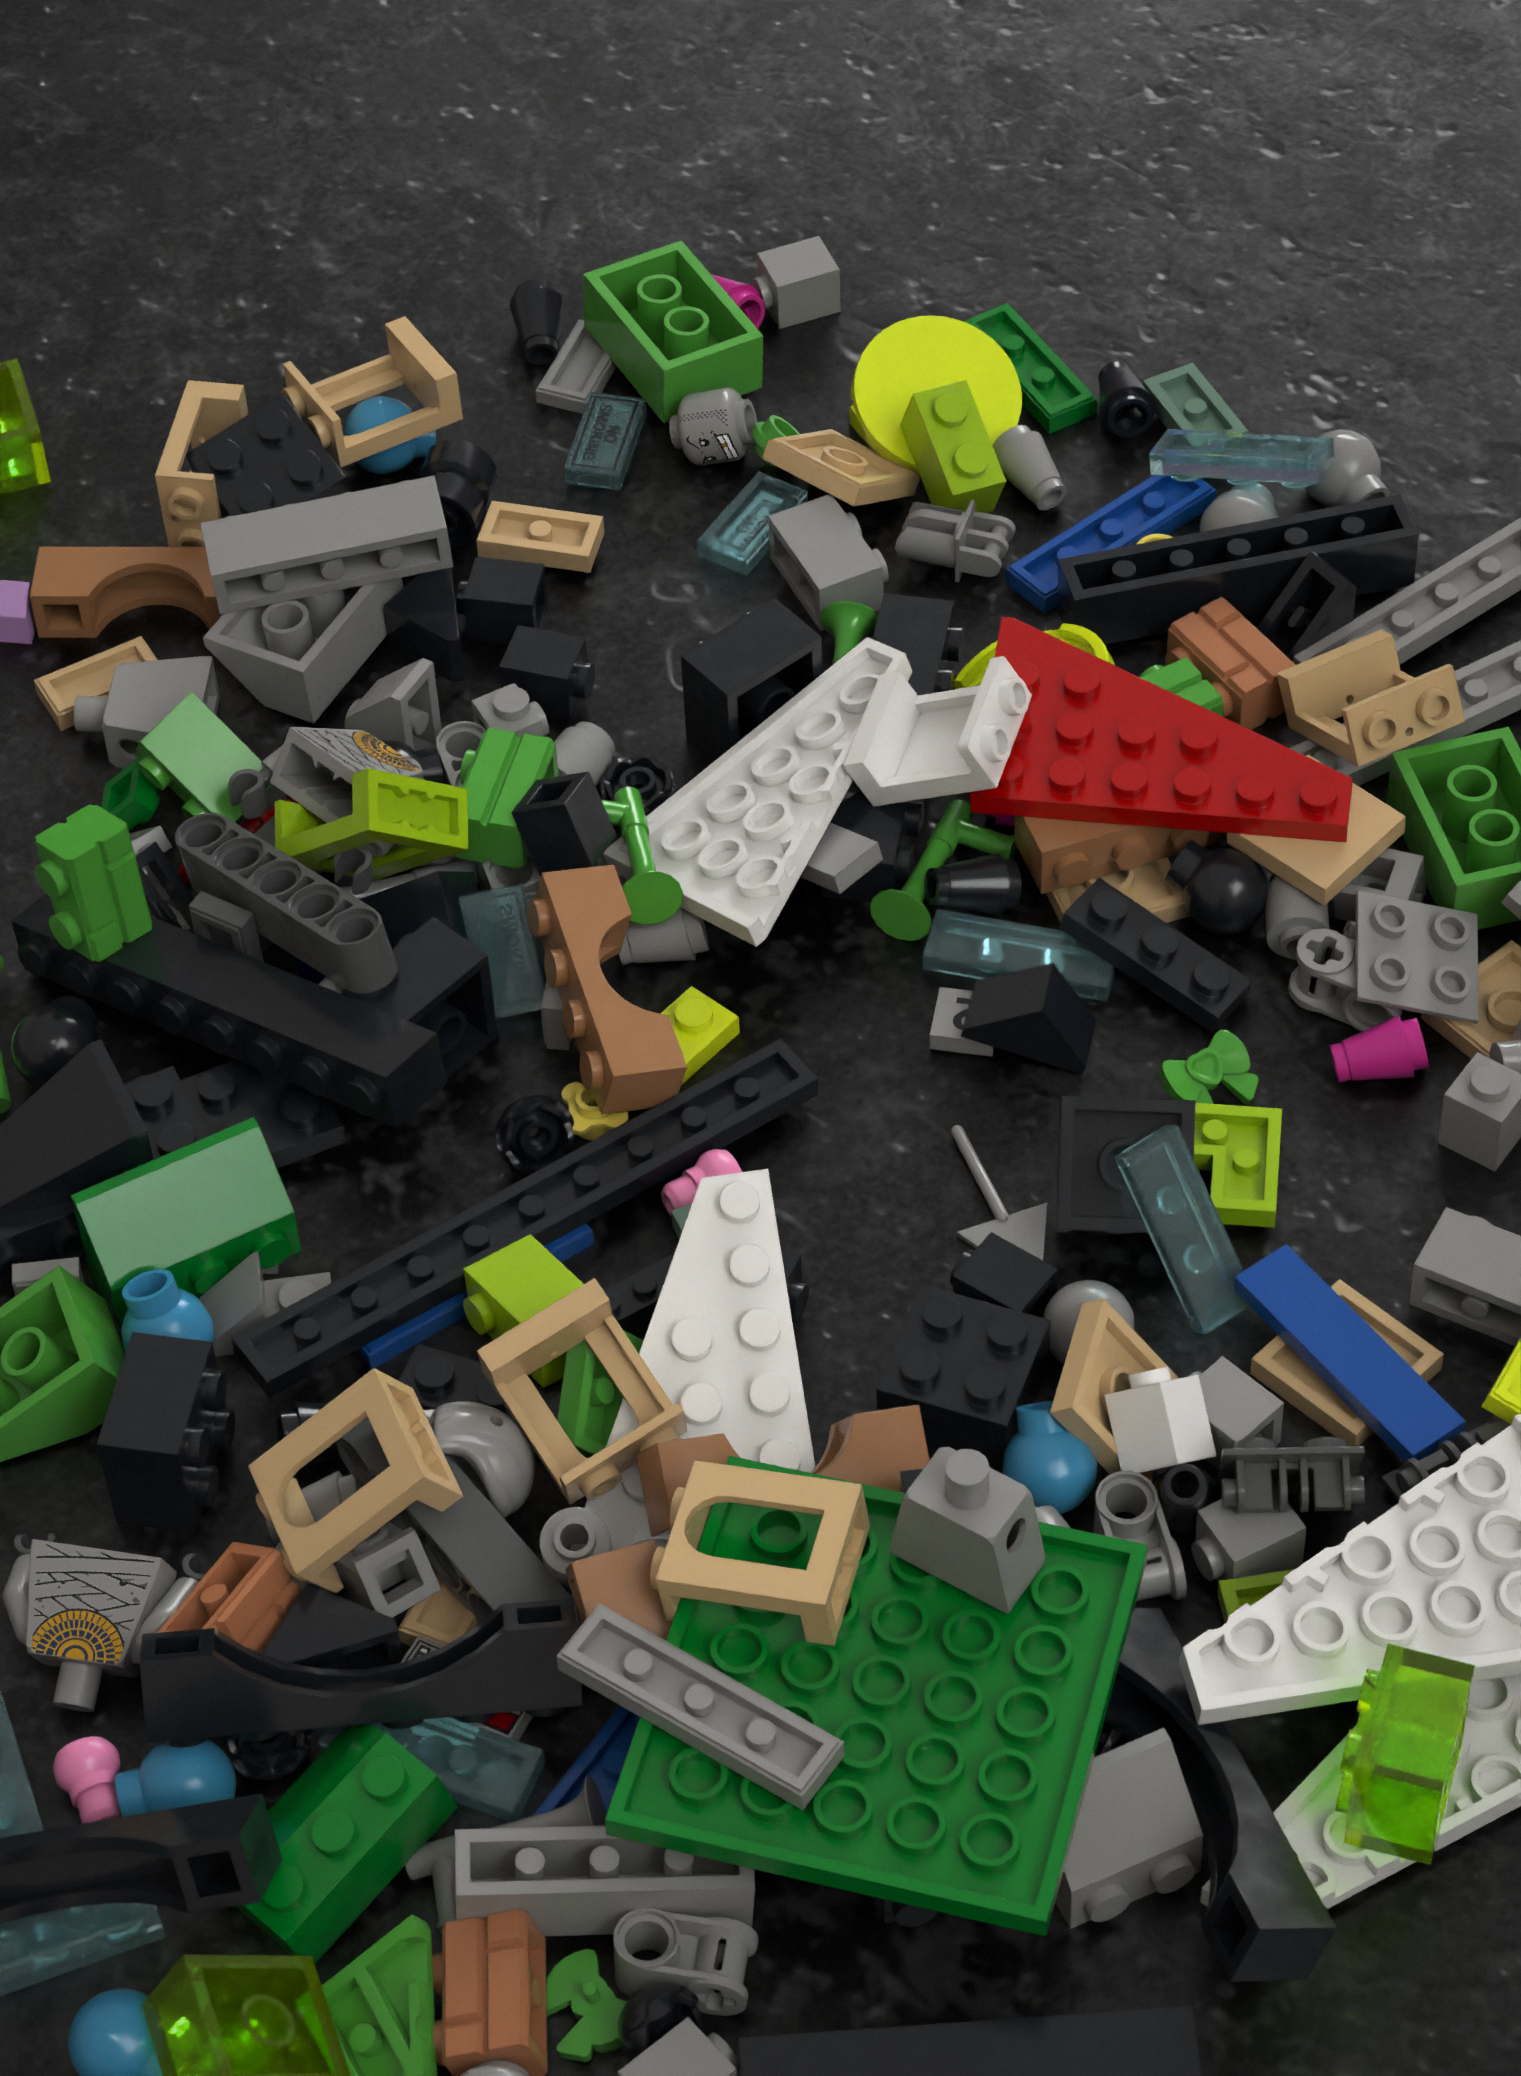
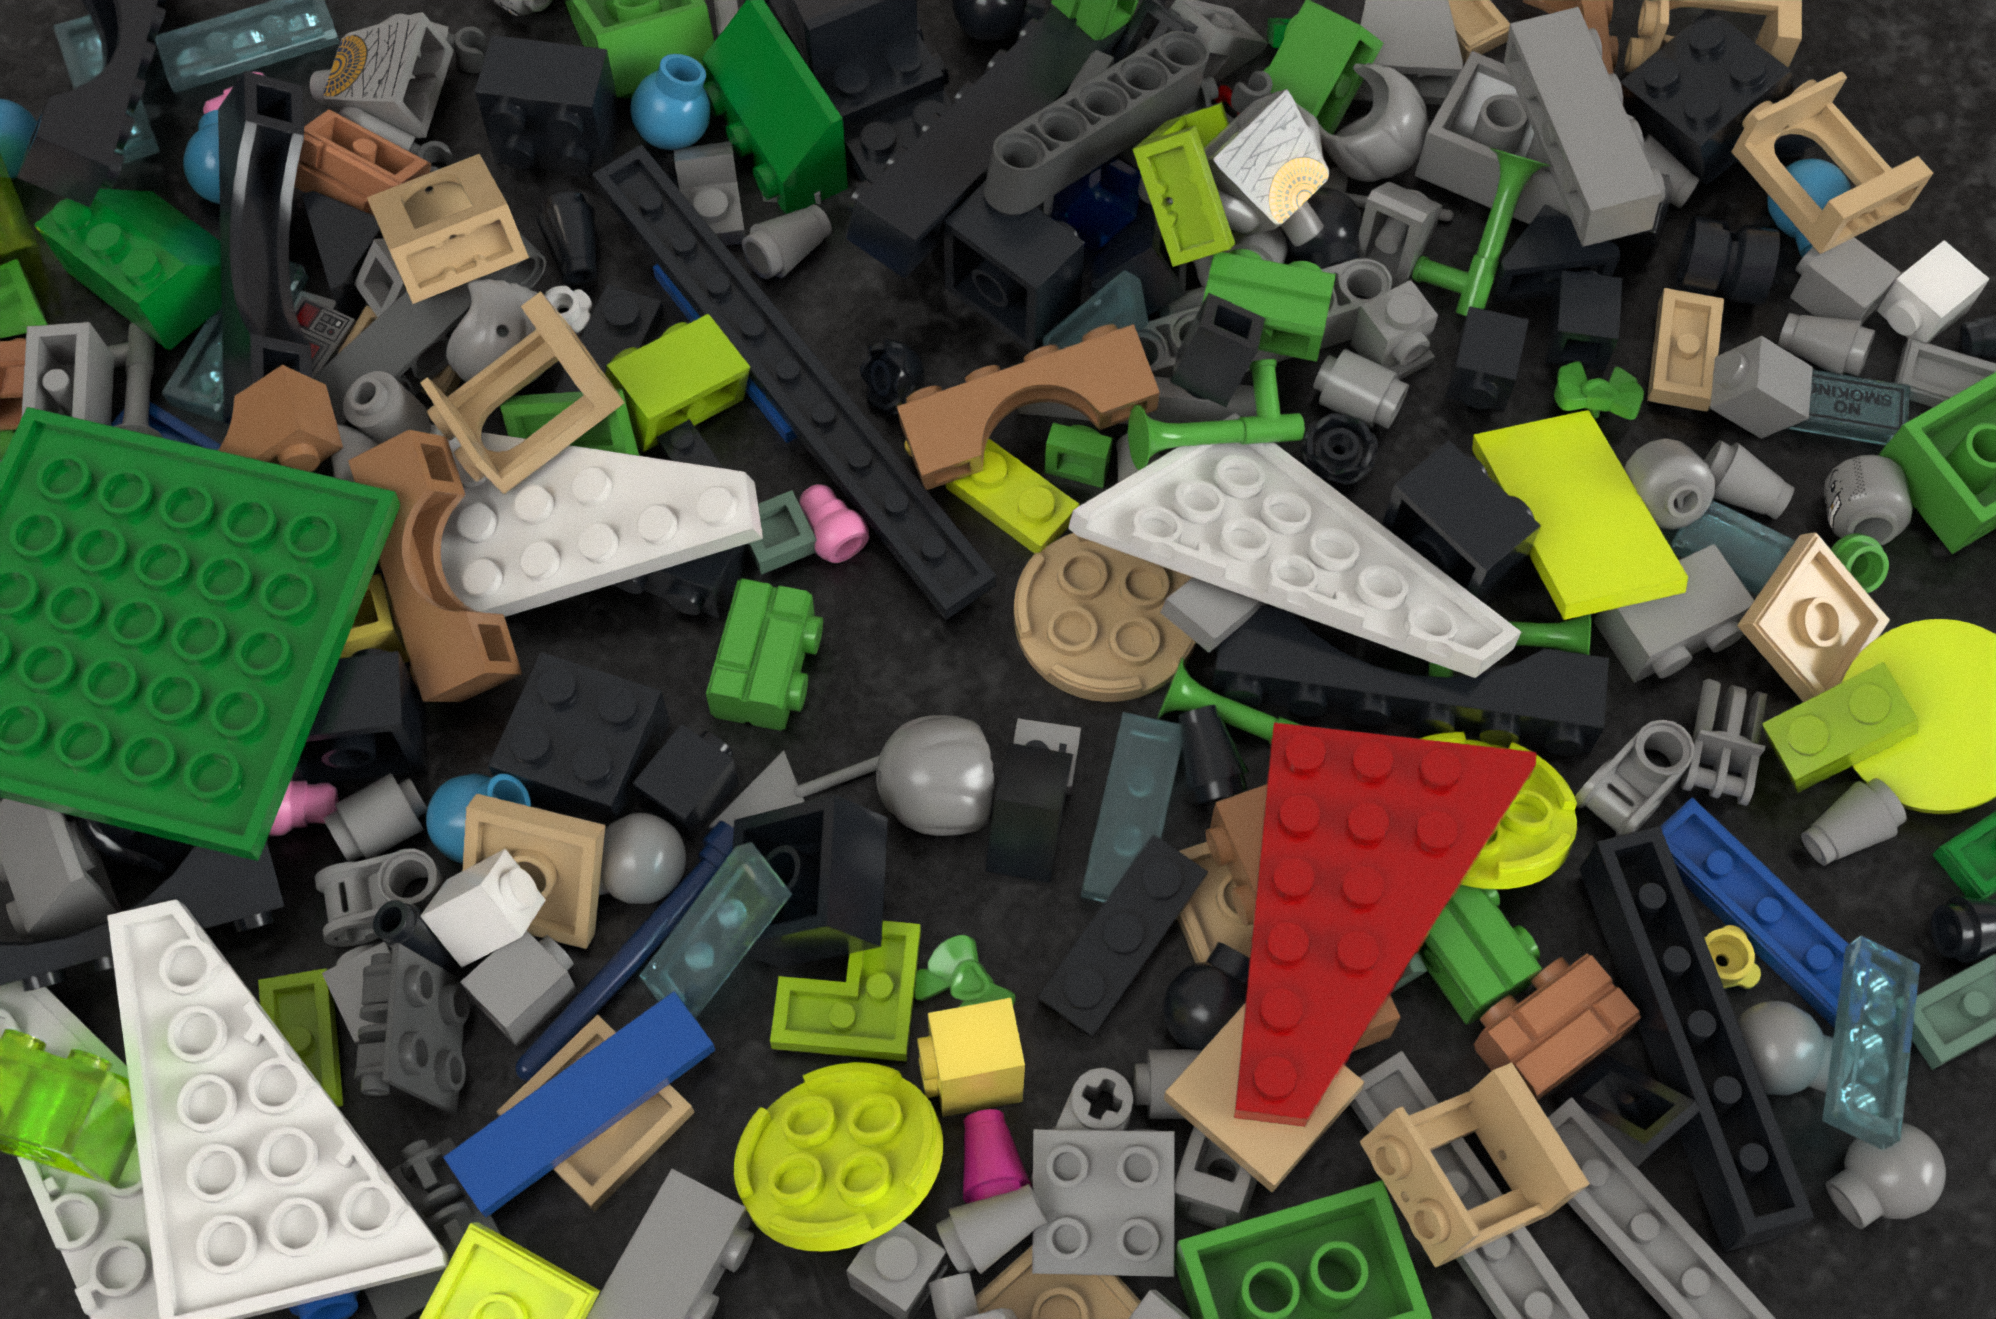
camera: 85 degrees right, 15 degrees up
(268, 706) = (1387, 137): none -> light grey piece
(348, 1231) = (784, 241): none -> light grey cone
(458, 676) = (1477, 283): none -> bright green piece
(490, 416) = (1843, 281): none -> light grey brick
(496, 365) = (1932, 294): none -> white brick
(542, 437) = (1828, 342): none -> light grey cone
(587, 593) = (1619, 395): none -> bright green piece
(596, 479) = (1761, 387): none -> light grey brick
(639, 974) = (1078, 454): none -> bright green plate
(669, 619) = (1595, 531): none -> neon yellow tile
(683, 512) = (1747, 481): none -> light grey cone
(696, 549) = (1671, 482): none -> light grey head
(701, 1706) = (117, 471): light grey tile -> none
(813, 1593) = (242, 565): tan panel -> none
(814, 980) = (1096, 620): none -> tan tile
(862, 1233) = (763, 655): none -> bright green brick
(939, 740) = (1351, 684): white panel -> none
(970, 1528) = (240, 673): light grey torso -> none
(990, 589) = (1629, 785): none -> light grey piece
(996, 1071) = (937, 776): none -> light grey piece
(1079, 1259) = (630, 956): none -> dark blue piece
(1292, 1039) = (972, 1057): none -> light yellow brick
(1388, 1147) = (839, 1157): none -> neon yellow tile
(1448, 1029) = (989, 1228): none -> light grey cone

